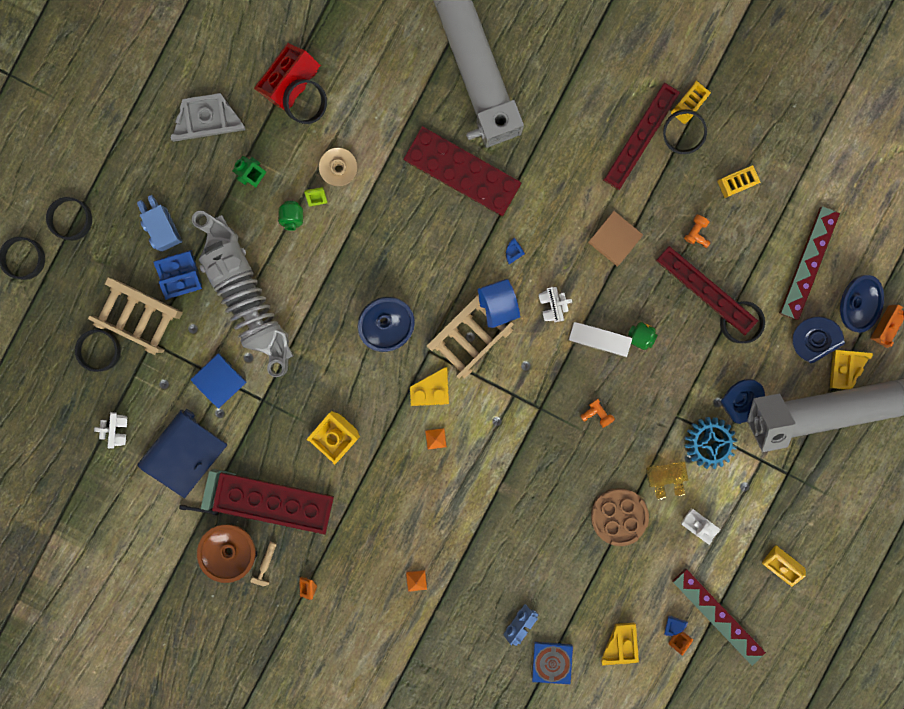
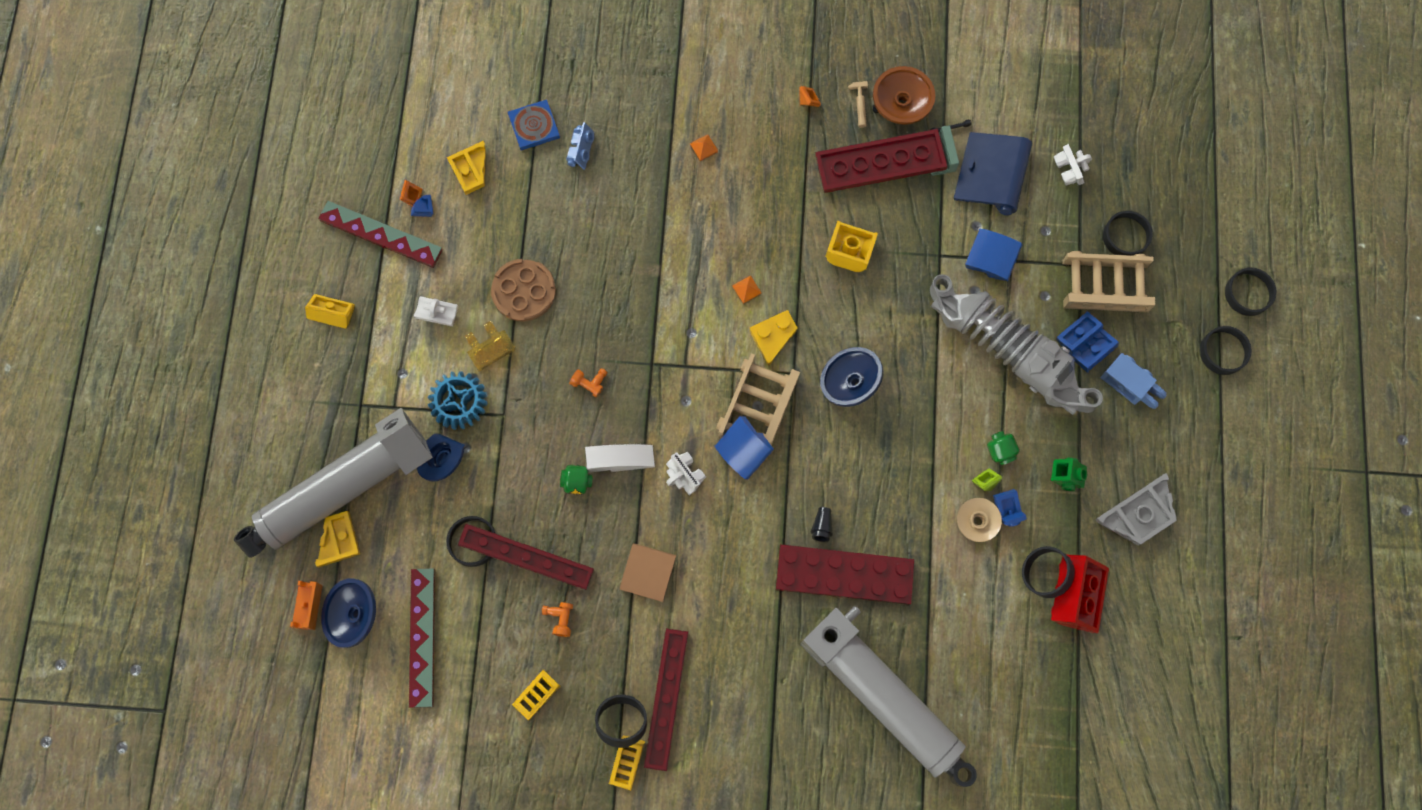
camera: 155 degrees right, 15 degrees down
(309, 165) = (1009, 507): none -> blue bracket
(462, 216) = (822, 525): none -> black cone
(513, 251) = (751, 512): blue tile -> none
(817, 338) = (384, 555): dark blue hat -> none

